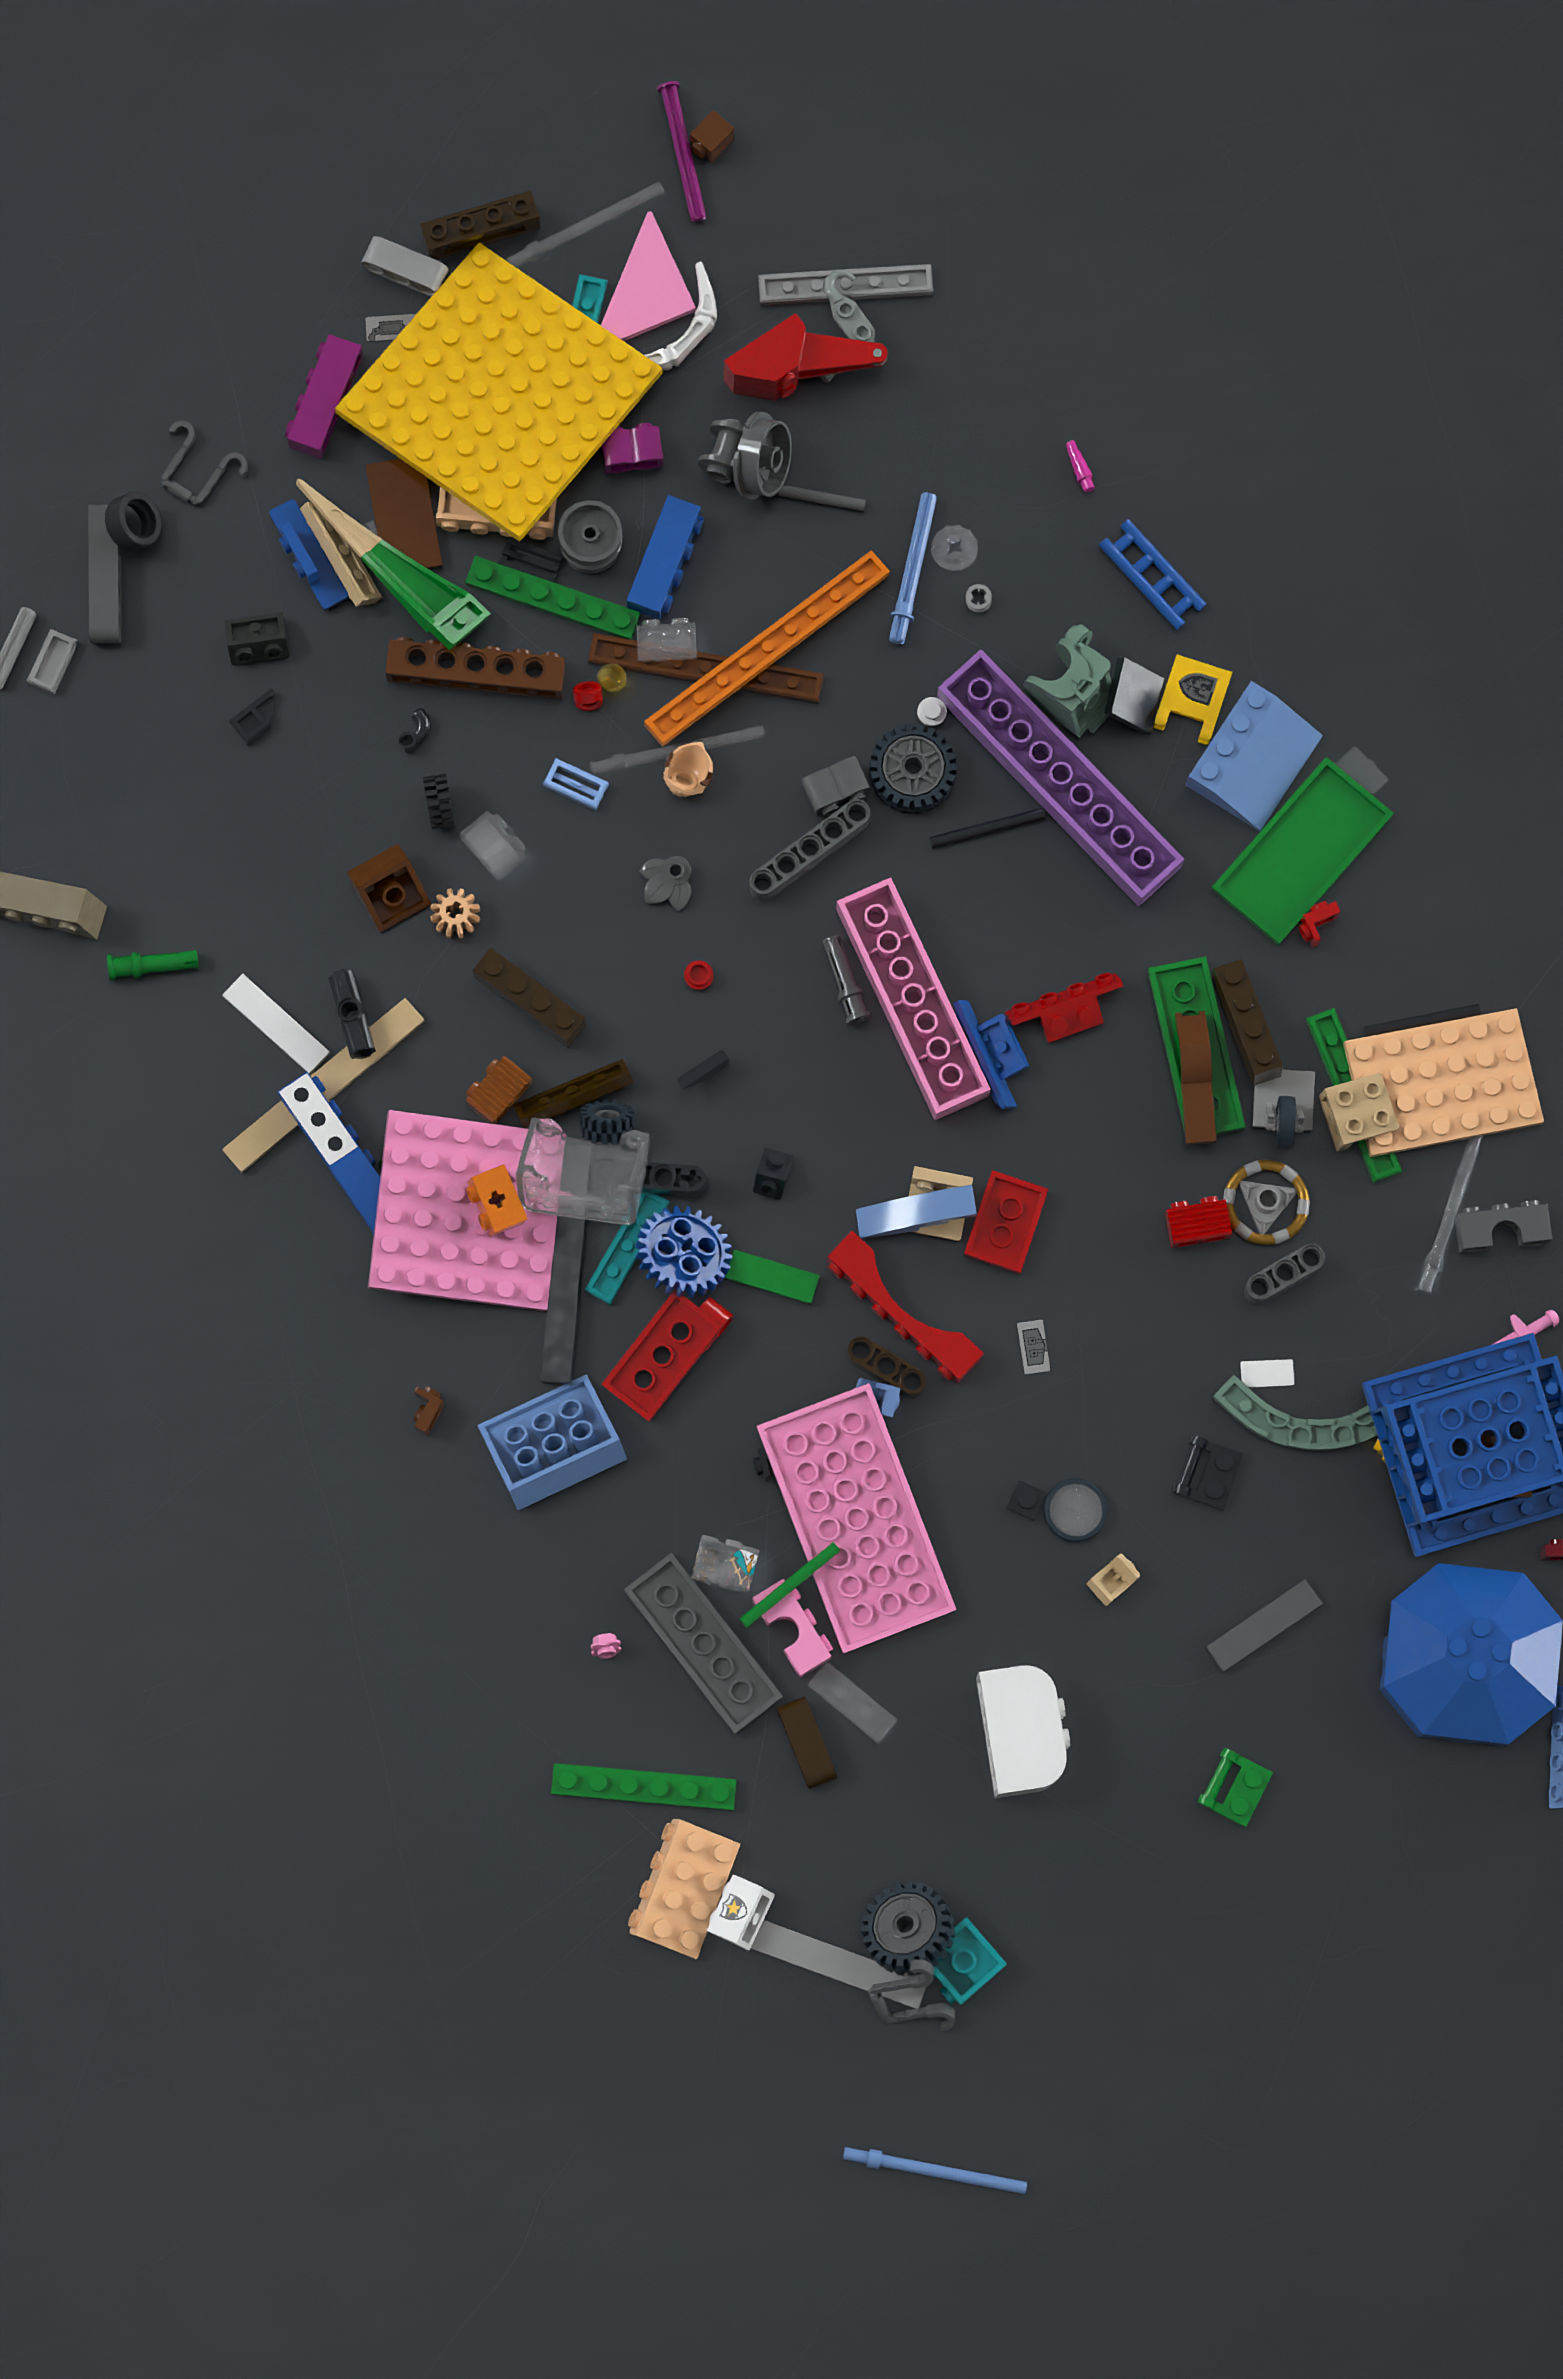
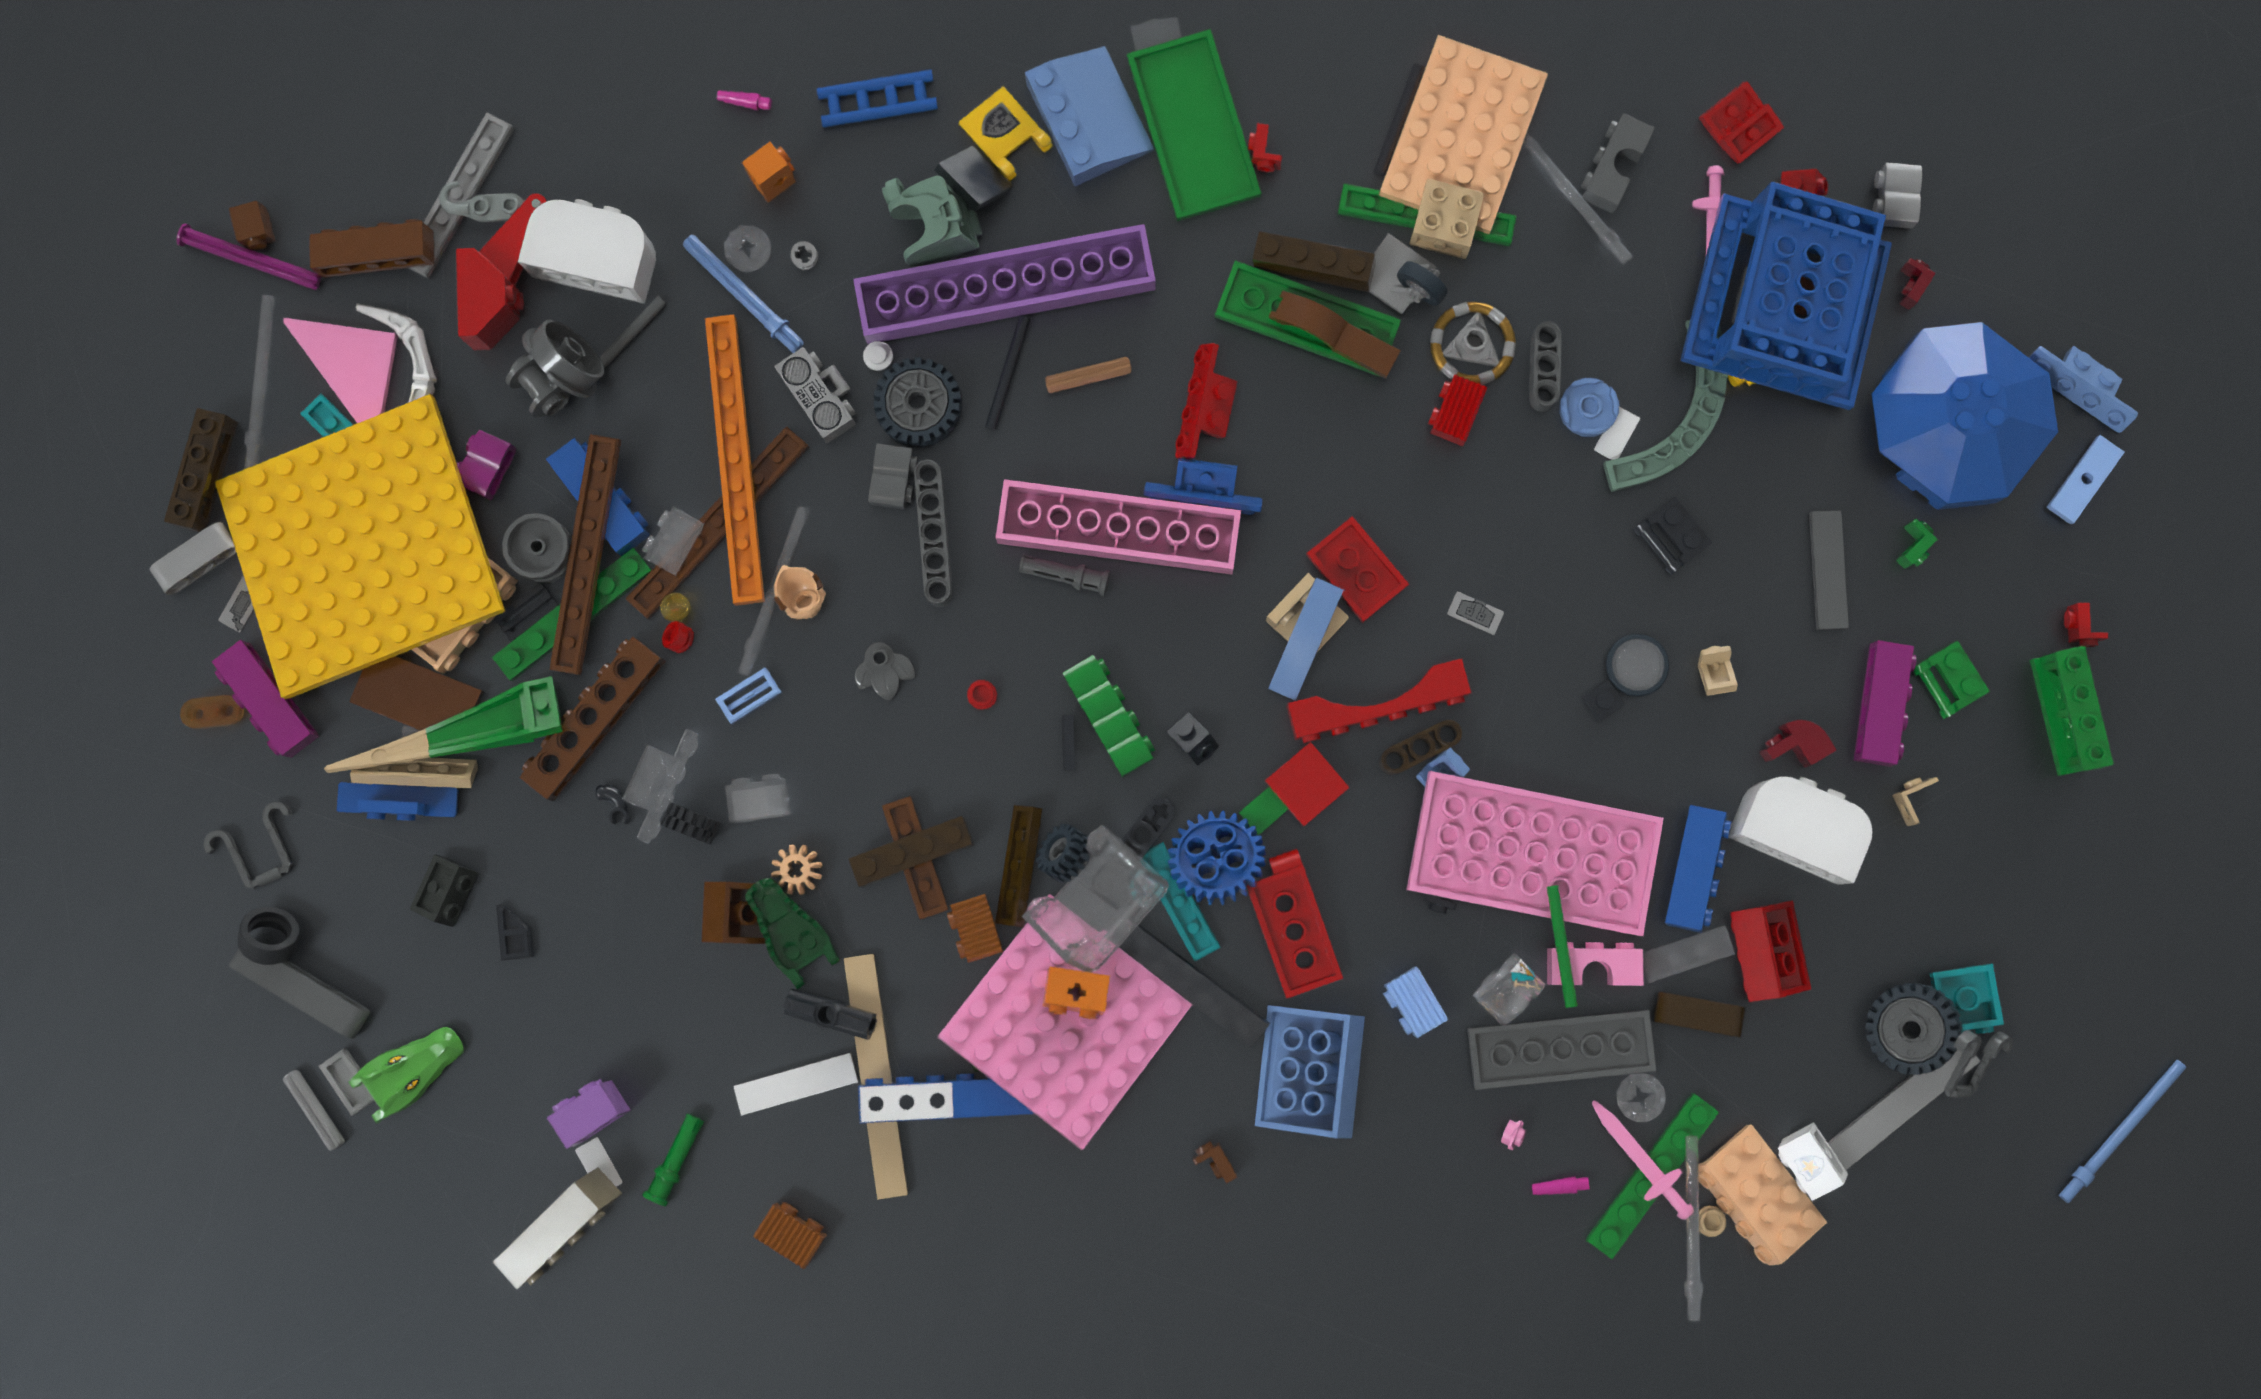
camera: 50 degrees left, 5 degrees up
(88, 702) = (404, 1073): none -> bright green animal
(114, 897) = (593, 1156): none -> white sticker
(148, 867) = (589, 1113): none -> medium lavender brick
(148, 1096) = (790, 1234): none -> dark orange brick
(288, 361) = (213, 712): none -> clear orange plate
(398, 940) = (788, 931): none -> dark green animal
(457, 751) = (655, 781): none -> clear bracket
(512, 1020) = (922, 878): none -> reddish brown plate
(570, 1878) = (1693, 1287): none -> clear bar
(587, 1715) = (1561, 1186): none -> dark pink animal
(608, 576) = (585, 554): none -> reddish brown tile
(636, 1859) = (1711, 1221): none -> tan plate
(642, 1793) = (1661, 1183): none -> bright pink sword
(665, 1495) = (1415, 1002): none -> light blue brick
(703, 1721) = (1653, 1103): none -> clear gear
(747, 1089) = (1108, 716): none -> green brick
(754, 245) = (372, 248): none -> reddish brown brick
(794, 1290) = (1306, 784): none -> red tile
(858, 691) = (805, 381): none -> light grey piece
(867, 420) = (588, 249): none -> white brick
(900, 1771) = (1770, 951): none -> red slope
(929, 1664) = (1697, 868): none -> blue brick
(1029, 524) = (770, 170): none -> orange brick
(1029, 895) = (1088, 374): none -> medium nougat axle
(1102, 1690) = (1804, 738): none -> dark red brick
(1118, 1807) = (1903, 802): none -> tan bracket
(1176, 1740) = (1884, 703): none -> magenta brick
(1269, 1900) = (2071, 711): none -> green fence
(1274, 1334) = (1589, 407): none -> medium blue tile
(1328, 1690) = (1918, 550): none -> green bracket
(1355, 1865) = (2079, 626): none -> red bracket
(1505, 1799) = (2095, 468): none -> light blue tile

